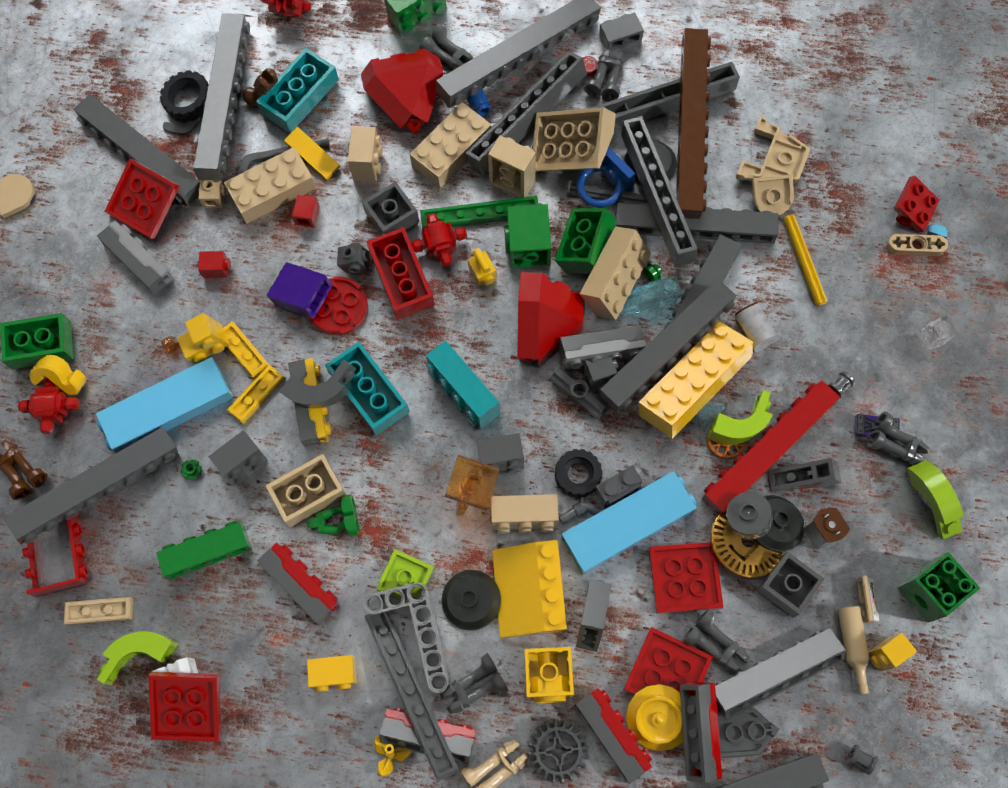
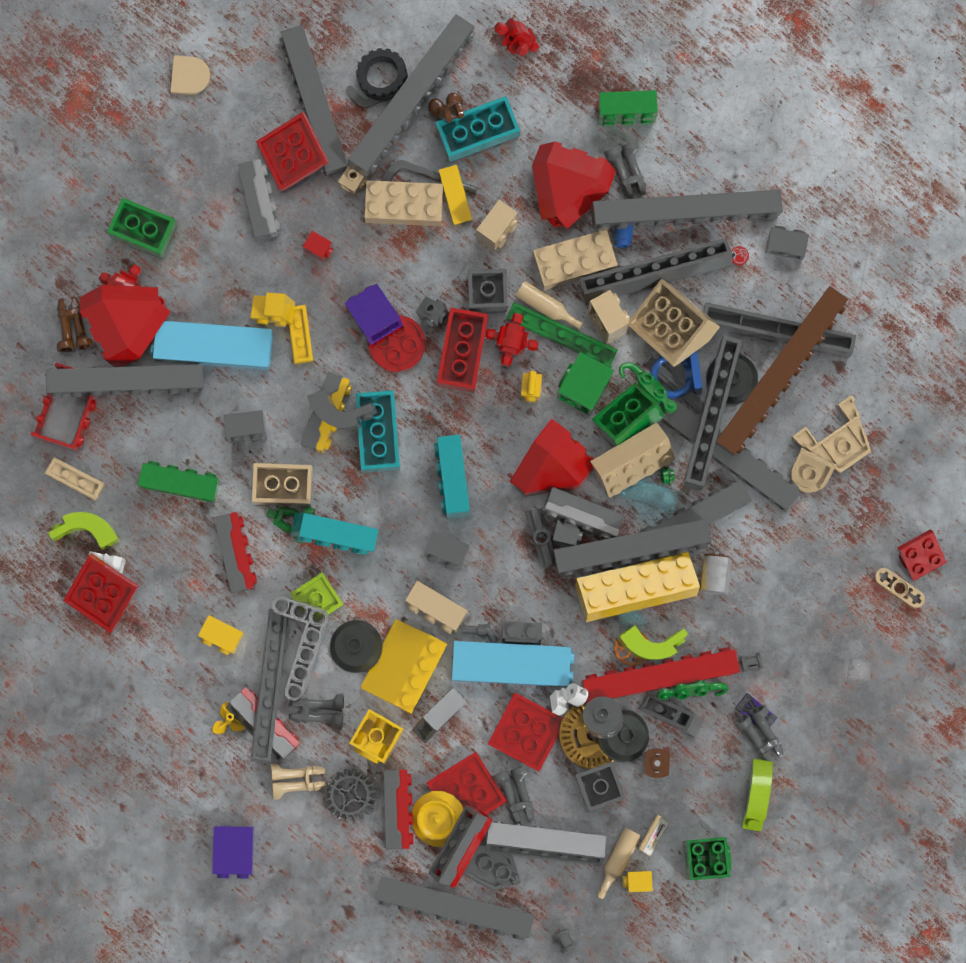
camera: 25 degrees right, 10 degrees up
(59, 373) = (145, 266): yellow animal -> none
(61, 430) = (123, 320): none -> red panel
(169, 344) = (245, 294): clear orange hinge -> none
(195, 473) = (209, 410): green plate -> none
(256, 394) = (289, 378): yellow tile -> none
(305, 210) = (420, 244): red brick -> none
(382, 502) = (334, 532): none -> teal brick
(449, 194) = (545, 304): none -> tan piece
(471, 484) = (407, 562): clear orange tile -> none
(582, 457) = (513, 601): black tyre -> none
(583, 200) = (650, 385): none -> green piece
(605, 64) = (753, 264): dark grey piece -> none
(706, 512) = (572, 694): none -> white leg
(805, 260) = (798, 543): yellow axle -> none
(814, 435) = (699, 688): none -> green piece
(937, 230) = (924, 587): medium azure piece -> none

